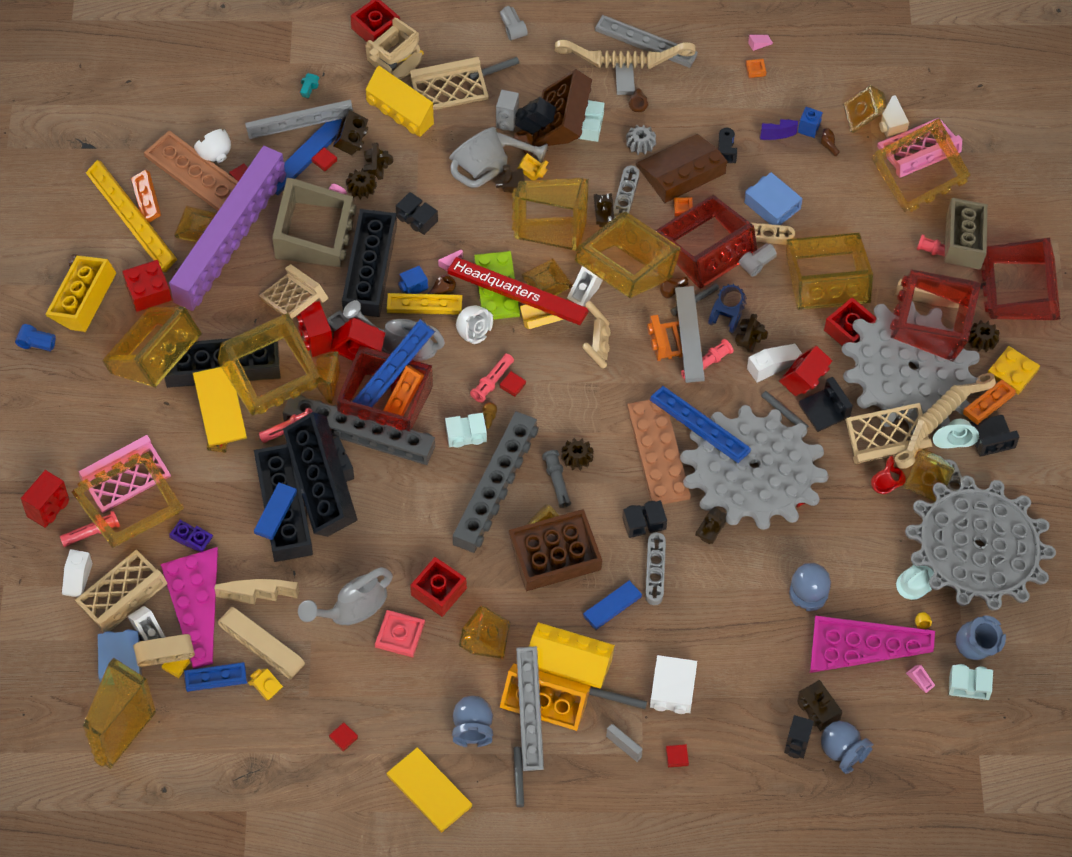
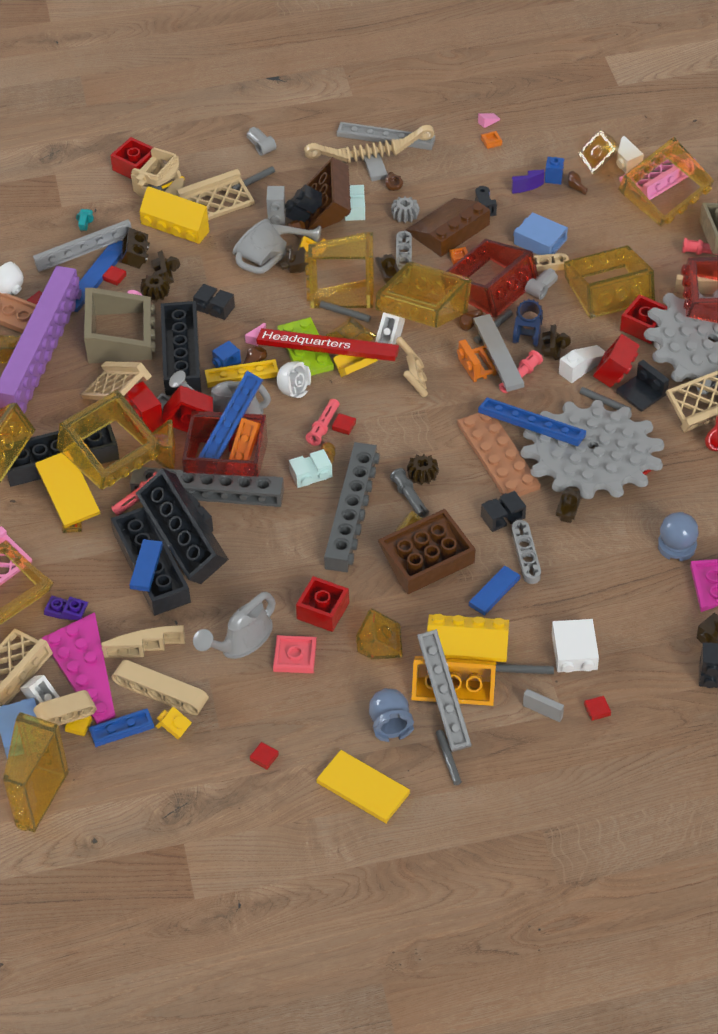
camera: 10 degrees left, 10 degrees down
(550, 252) = (345, 311): none -> dark grey bar

